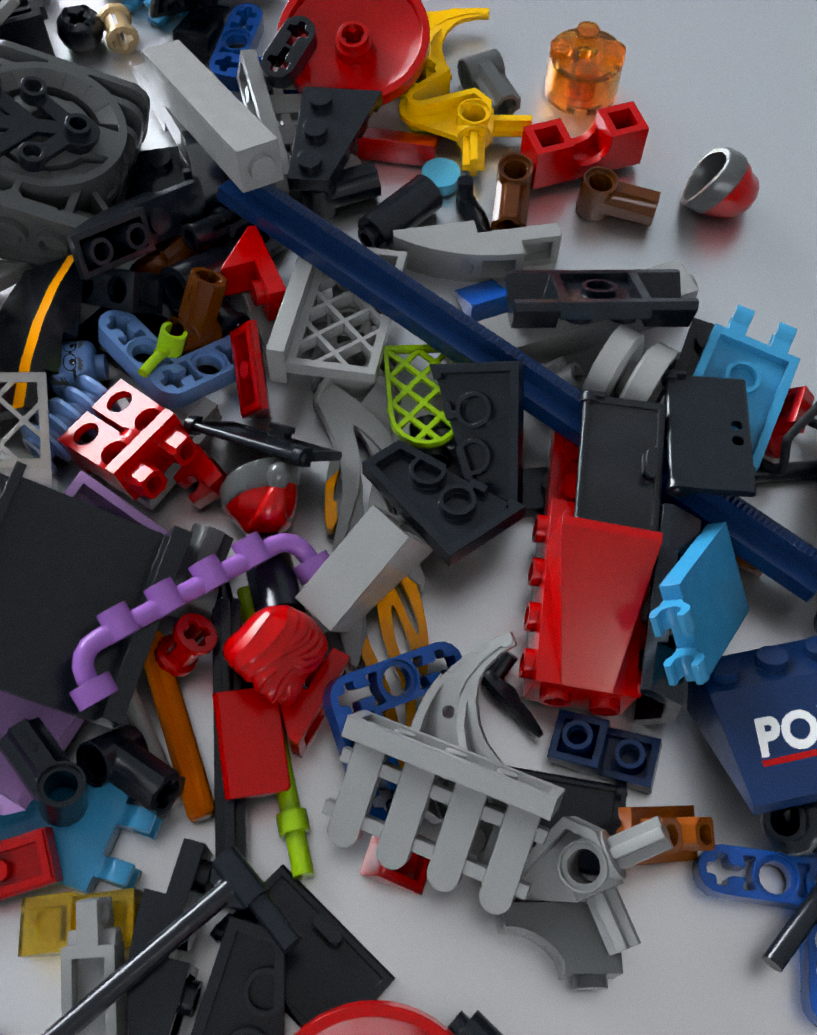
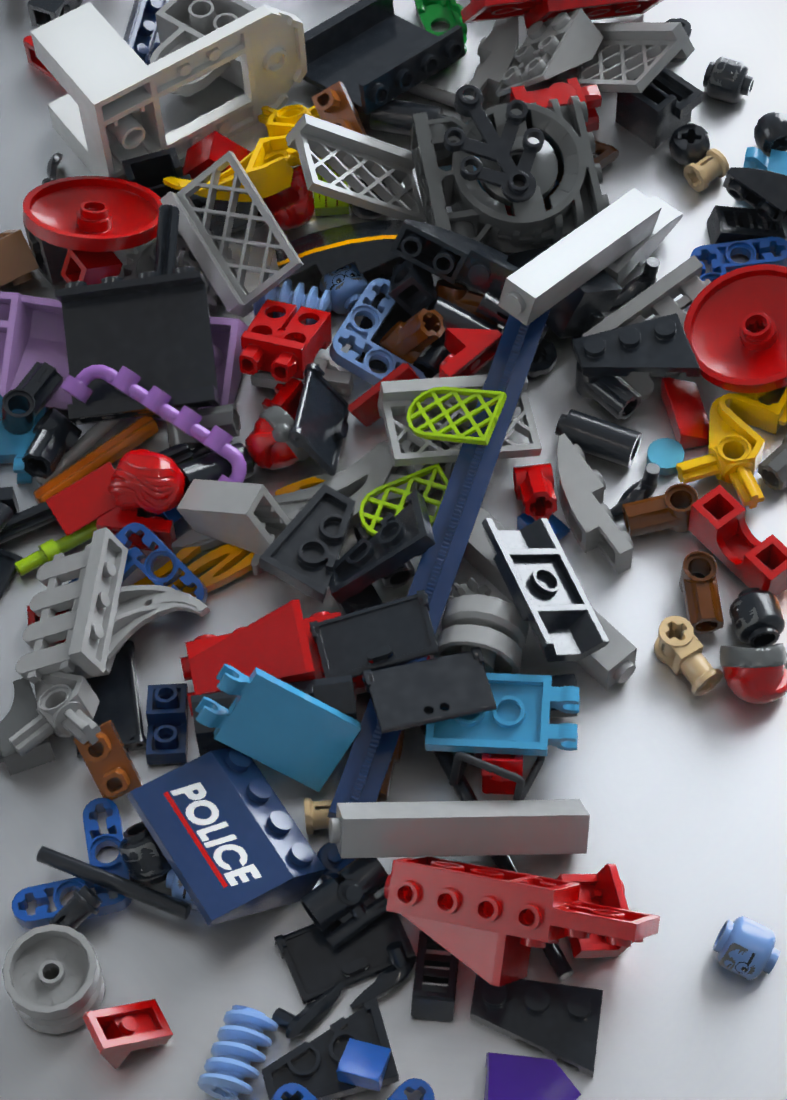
camera: 75 degrees right, 5 degrees down
(166, 346) = (369, 327): lime hand -> none
(185, 635) = (156, 431): red bush -> none
(283, 50) = (708, 288): black beam -> none
(322, 282) = (483, 439): none -> lime window
(453, 278) = (535, 489): none -> red piece
(507, 694) = (181, 651): black bar -> none
(662, 167) = (757, 617): none -> black head
(683, 233) = (684, 654): none -> tan connector
(783, 612) = (316, 814): none -> tan bush

